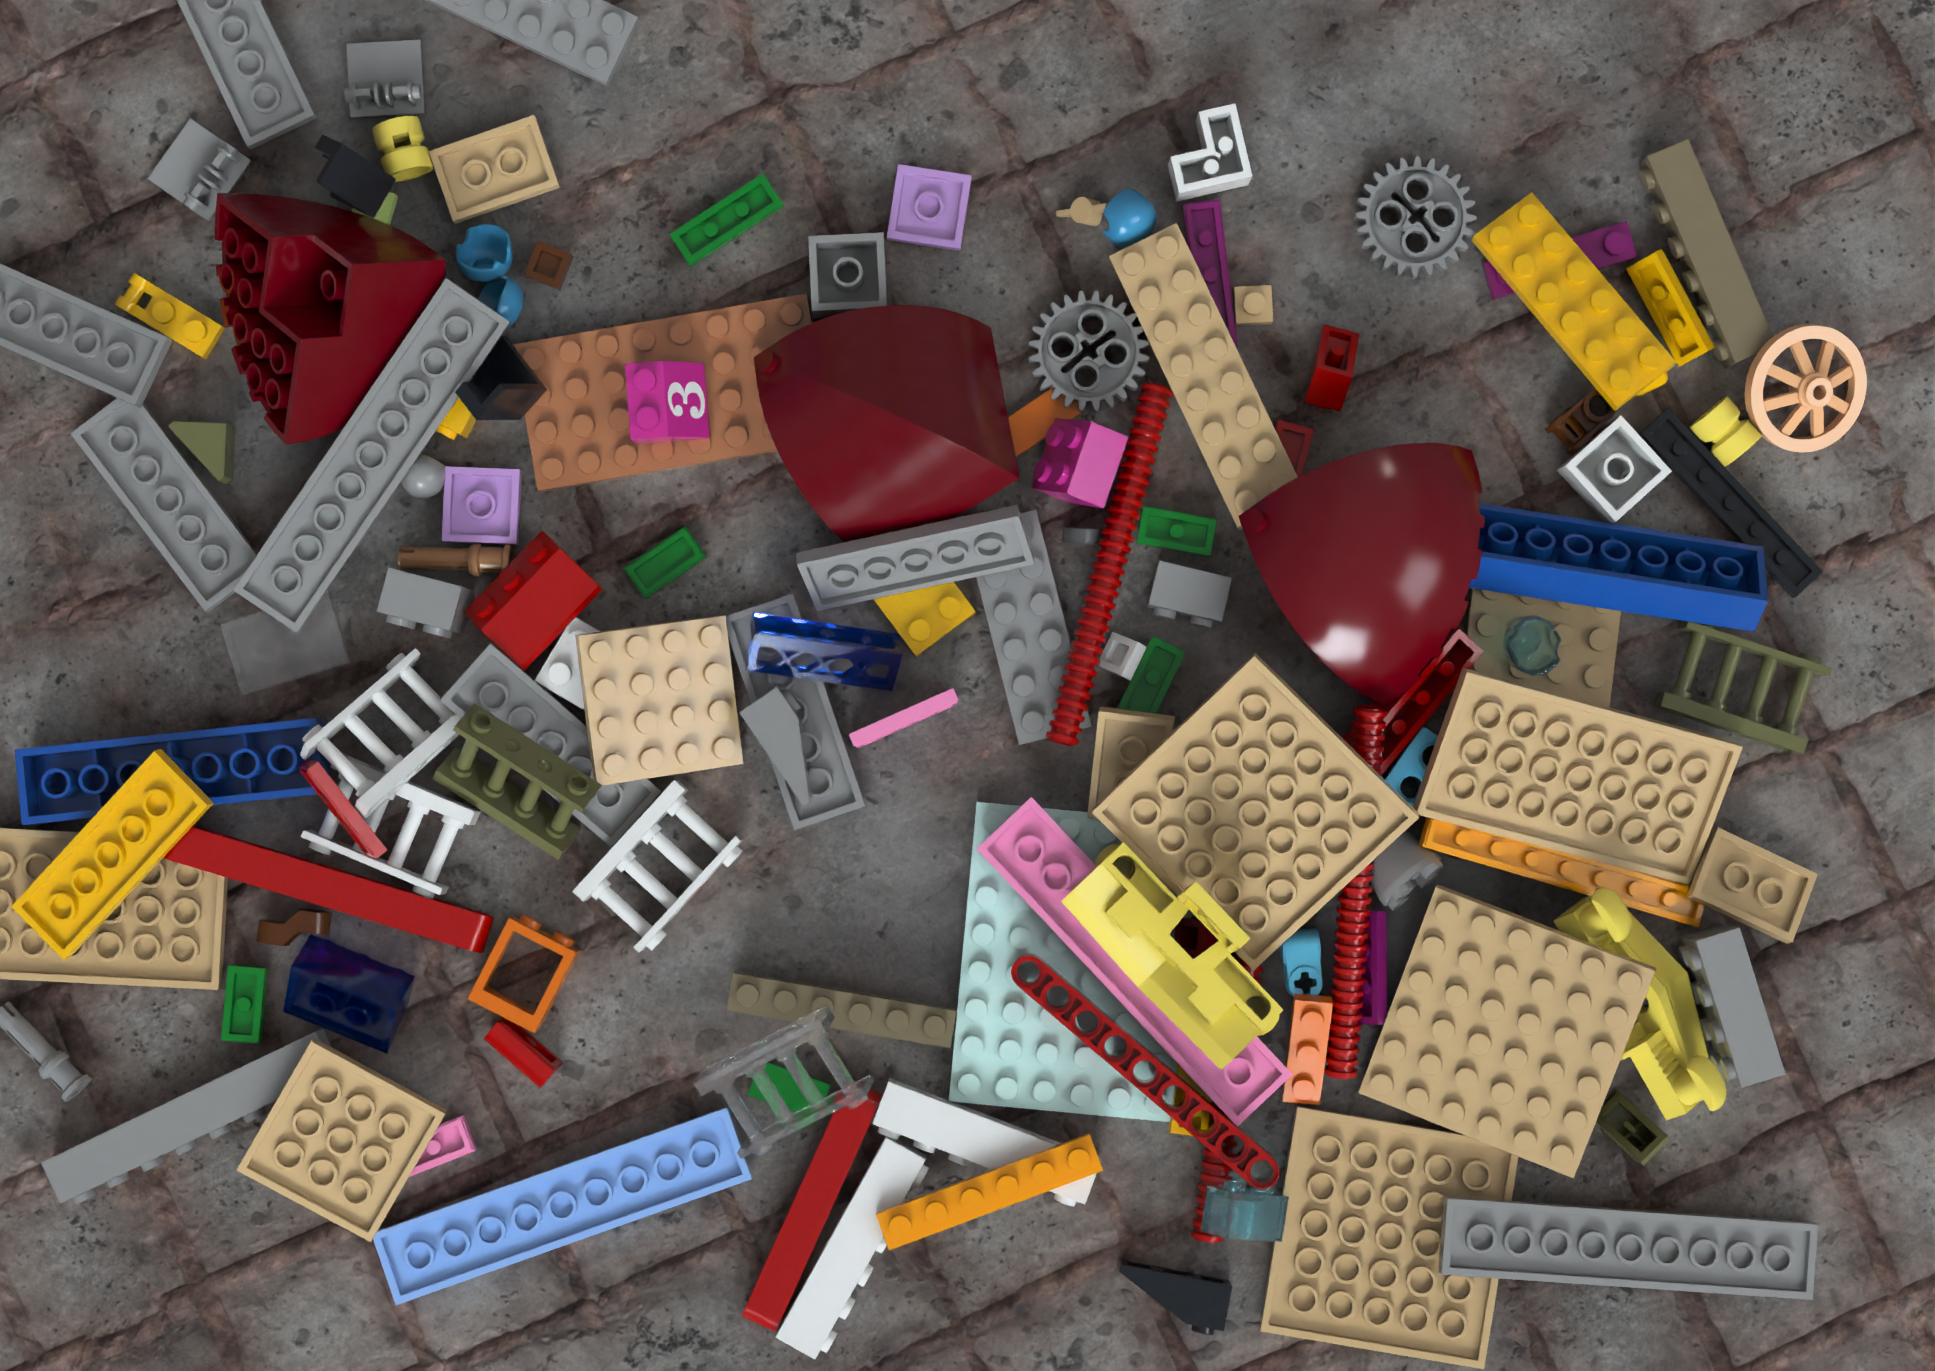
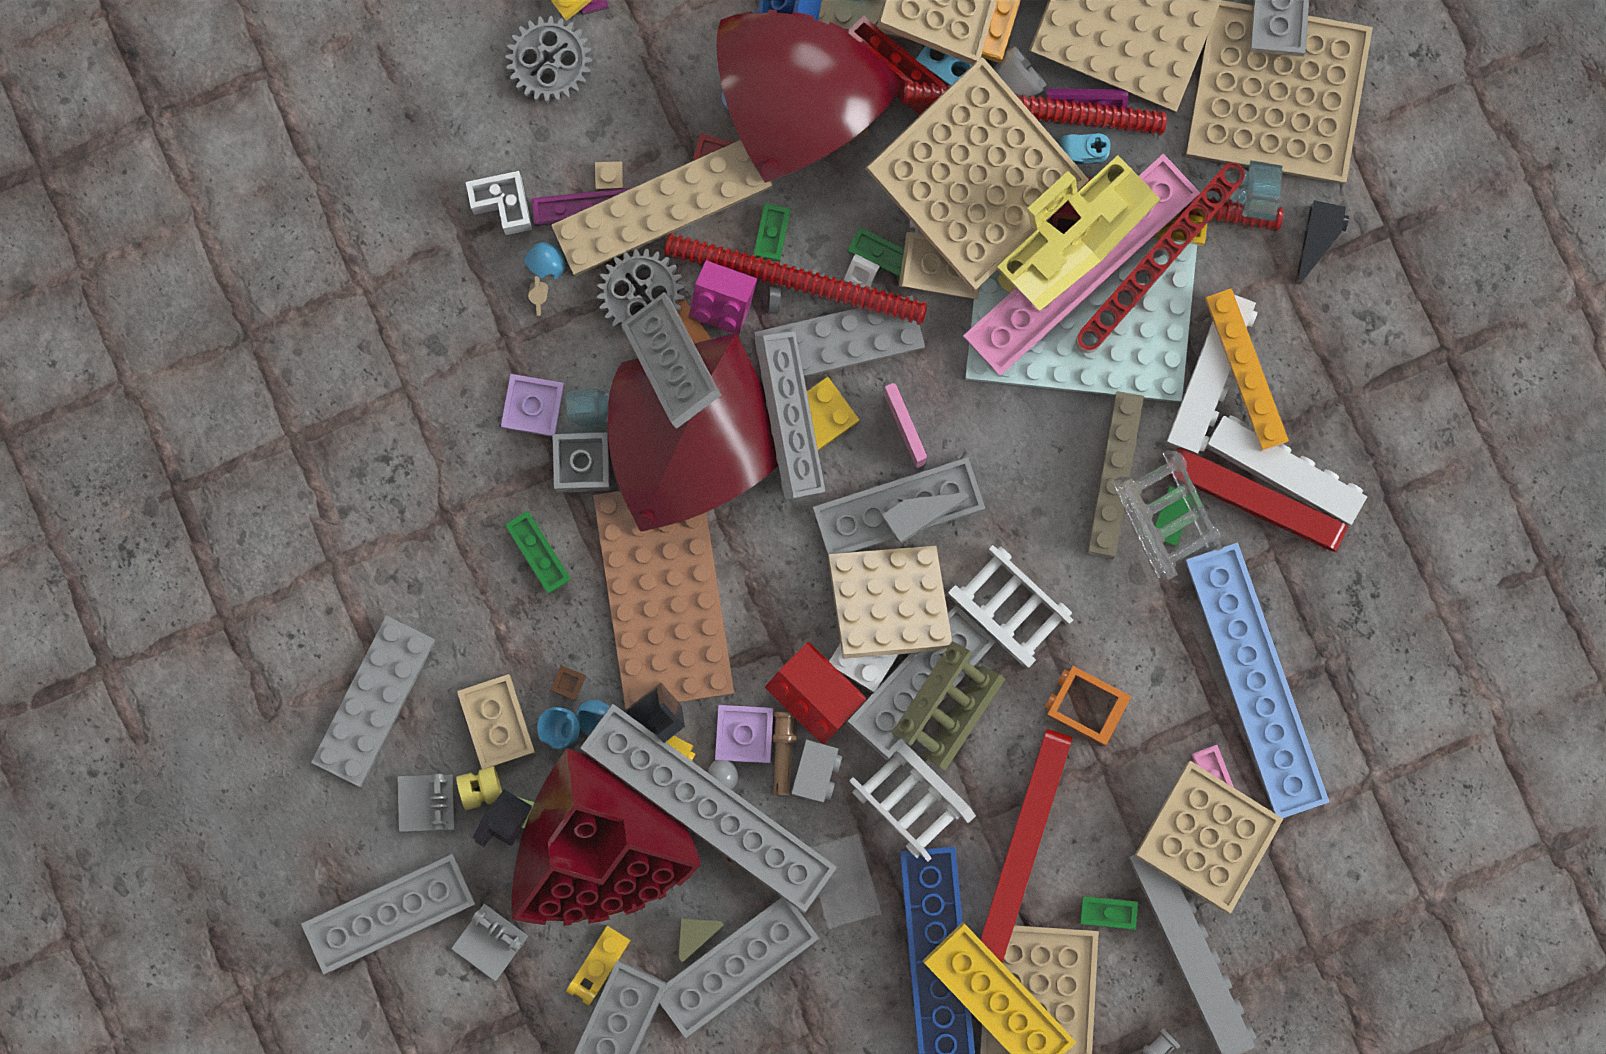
camera: 90 degrees left, 5 degrees down
(303, 921) = (1048, 867): reddish brown piece -> none
(342, 809) = (967, 830): tile -> none
(348, 993) = (1102, 835): clear blue slope -> none
(420, 803) = (962, 781): white fence -> none
(523, 1051) = (1144, 708): red brick -> none
(665, 562) = (788, 601): green tile -> none
(667, 401) = (672, 594): dark pink slope -> none
(824, 640) = (847, 482): clear blue fence -> none
(923, 277) = (587, 407): none -> clear light blue brick
(978, 387) = (671, 360): none -> light grey plate
(1188, 593) = (816, 224): light grey brick -> none
(1307, 1048) = (1144, 145): orange plate -> none
(1332, 368) = (656, 119): red slope -> none

